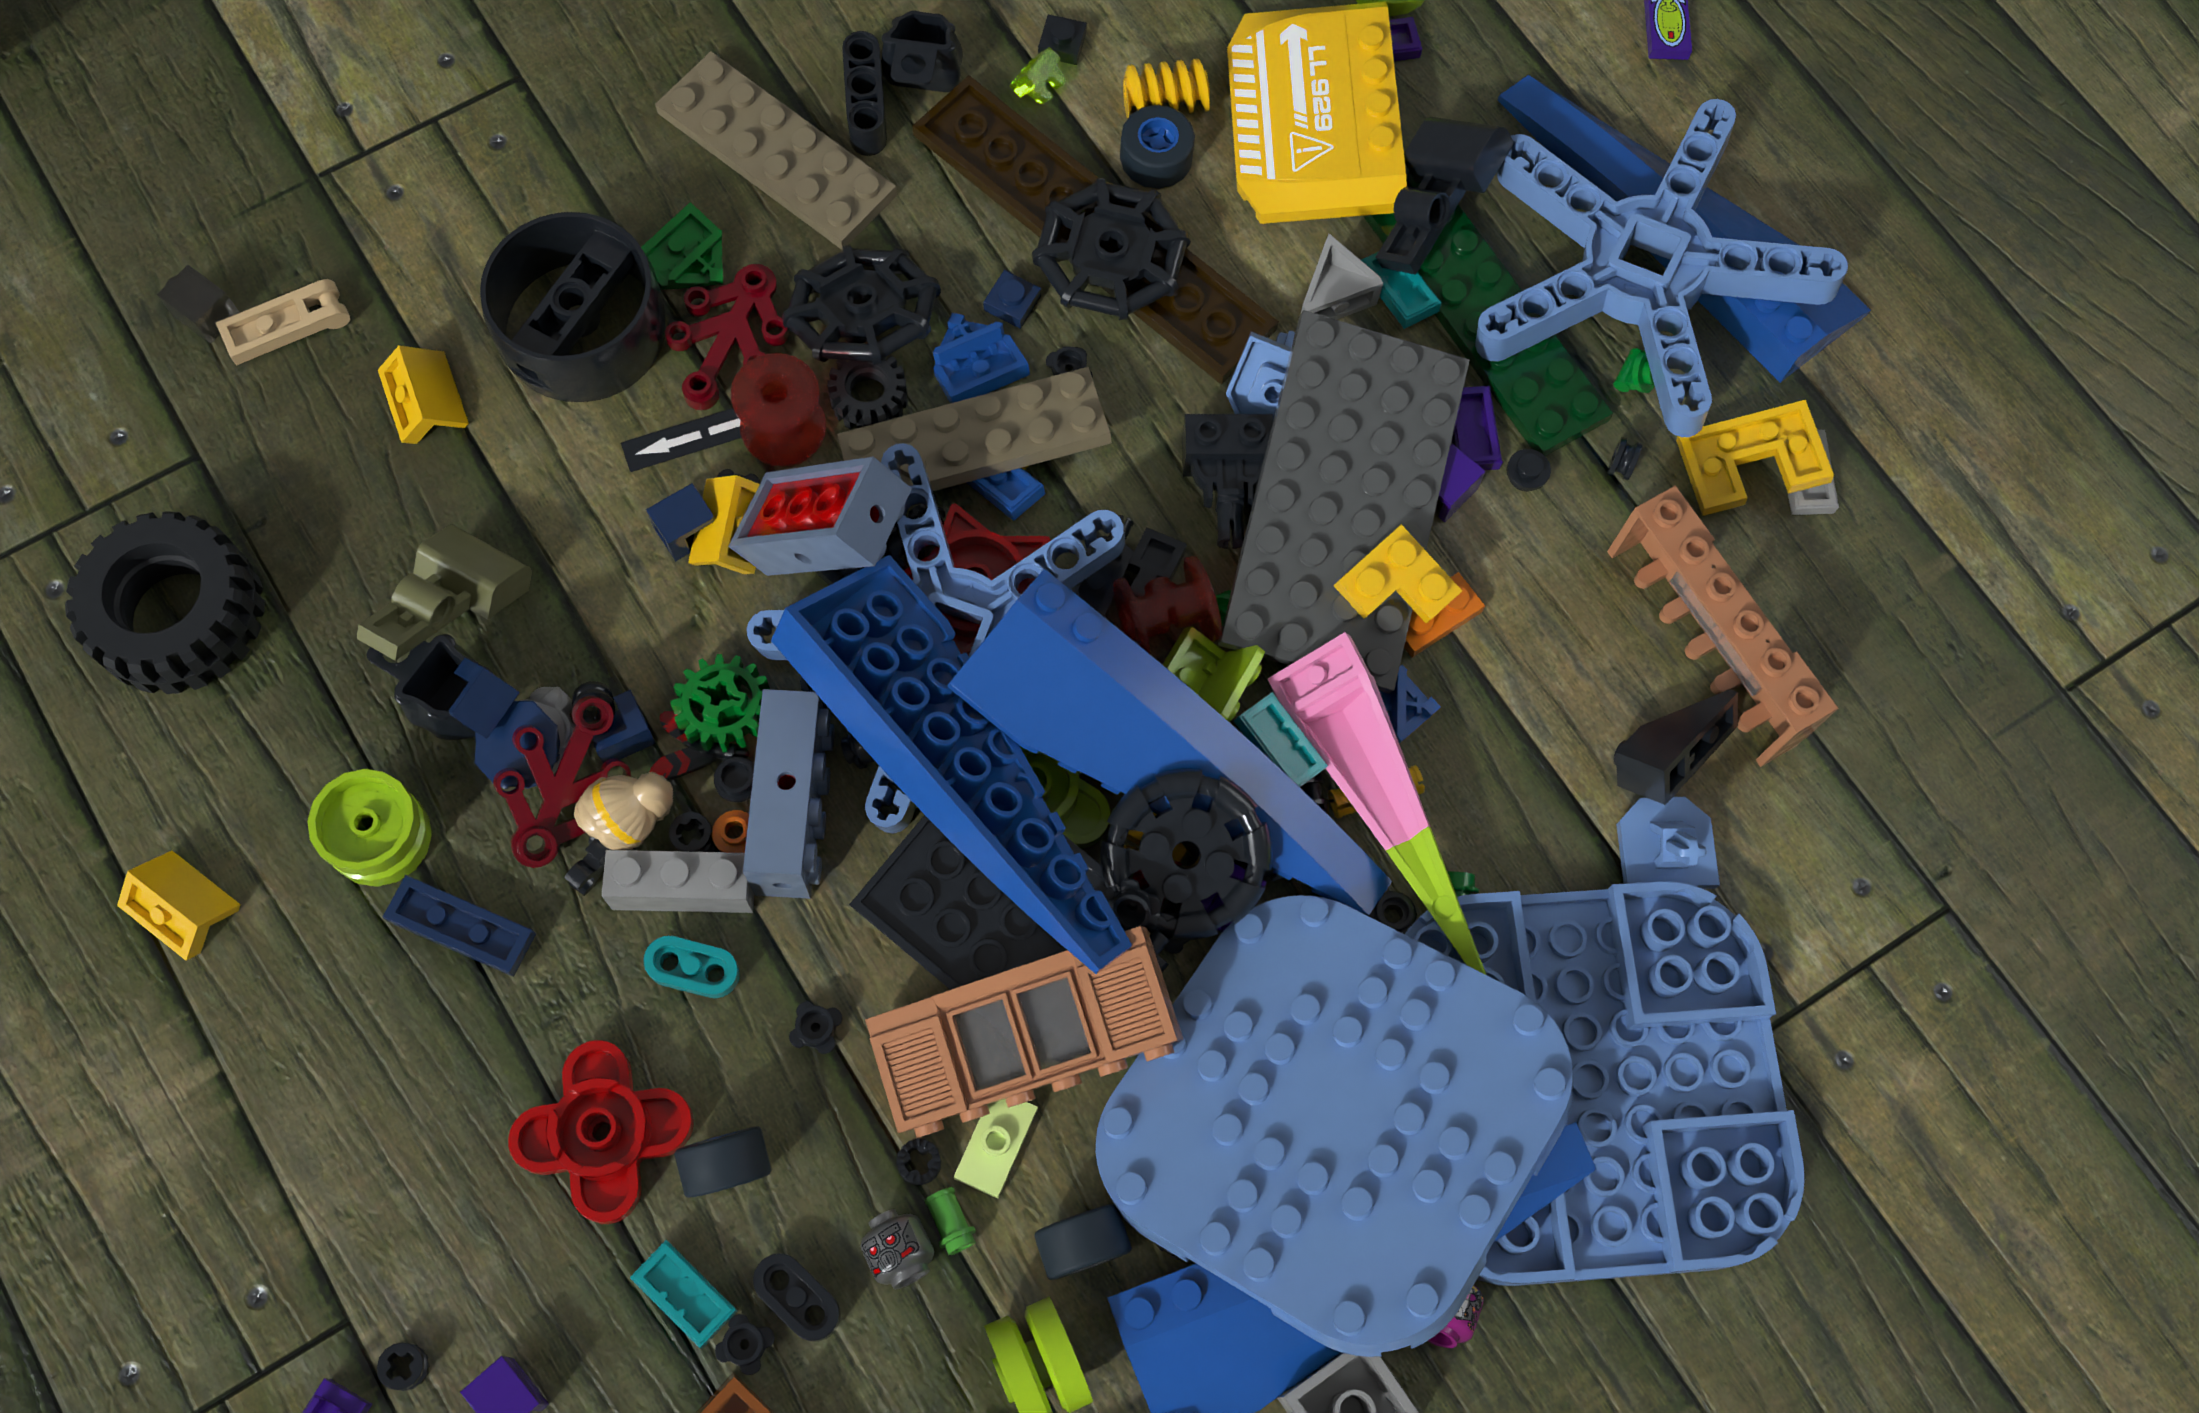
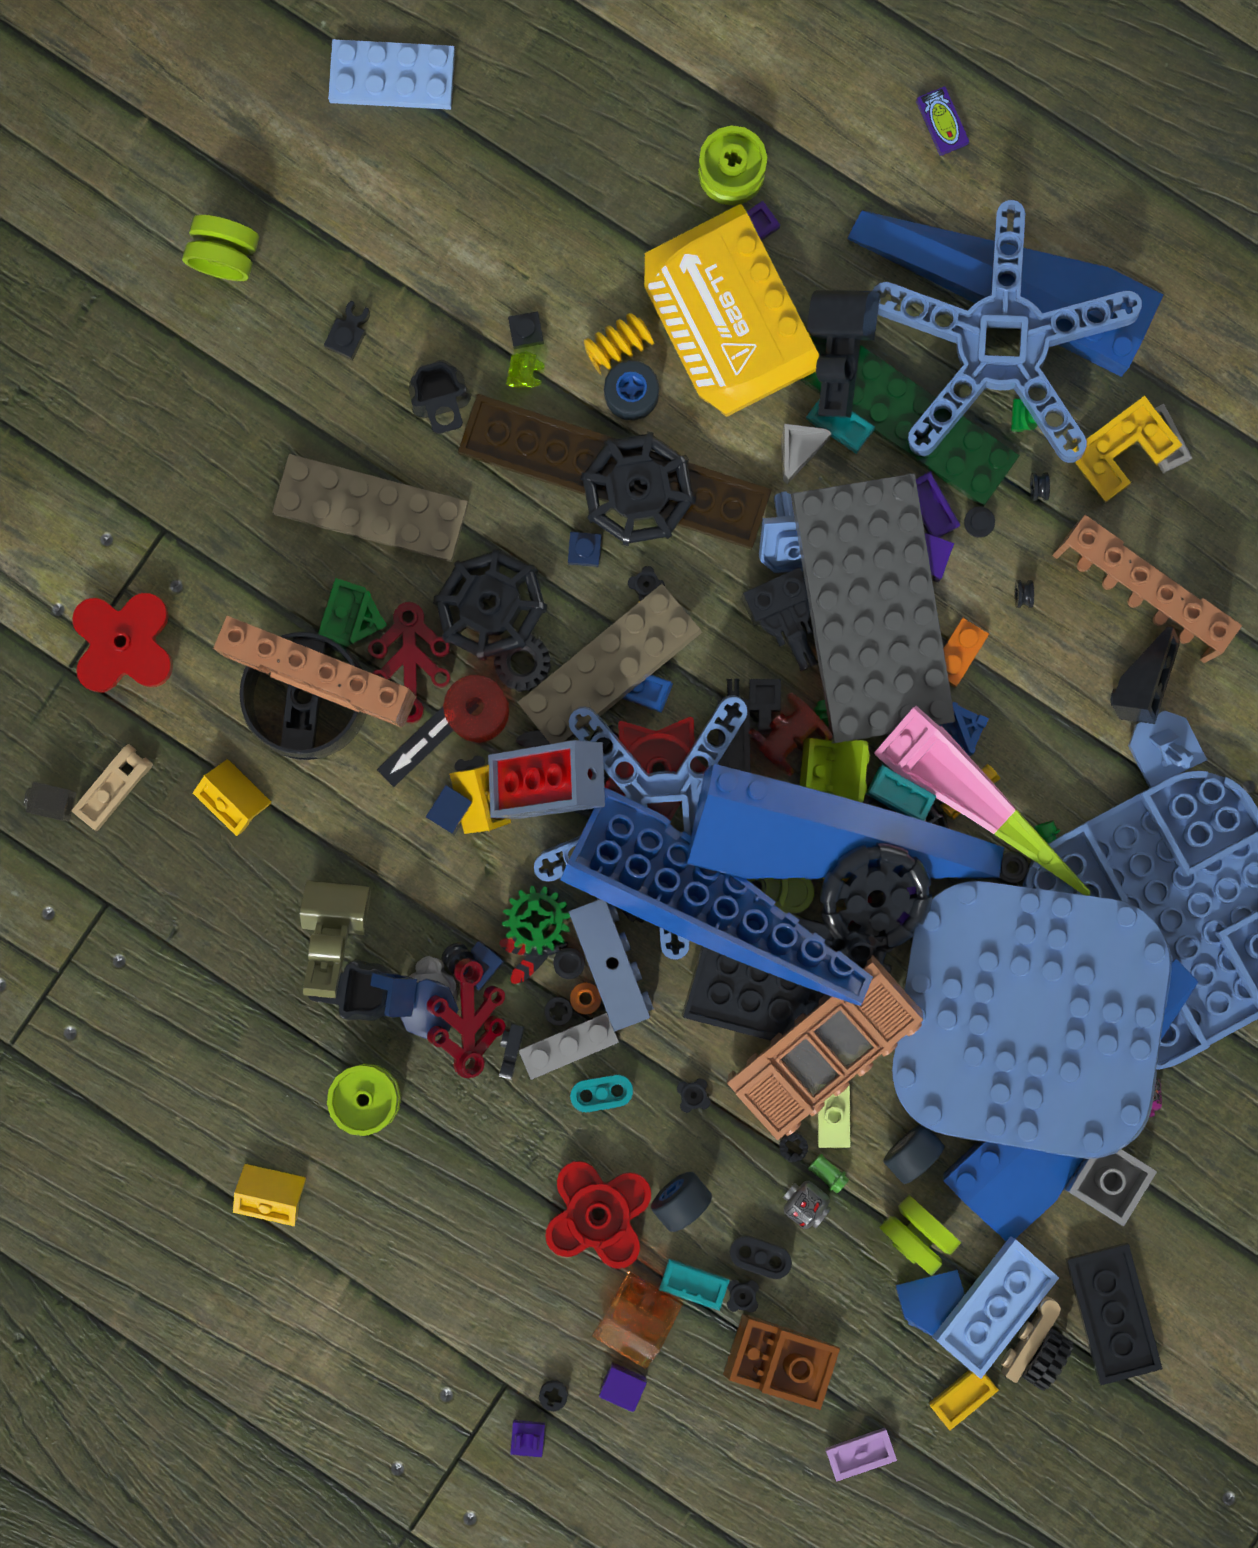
camera: 15 degrees left, 15 degrees up
(132, 562) = (113, 1021): black tyre -> none
(393, 165) = (139, 658): none -> red plant
(459, 925) = (448, 1131): dark blue plate -> none
(576, 1308) = (637, 1320): none -> clear orange slope
(591, 248) = (315, 672): none -> nougat window
(623, 809) = (515, 1019): tan hair -> none
(862, 76) = (409, 425): black beam -> none
(976, 359) = (581, 606): blue slope -> none
(1403, 567) = (929, 642): yellow plate -> none
(1552, 576) = (1024, 594): none -> black bush

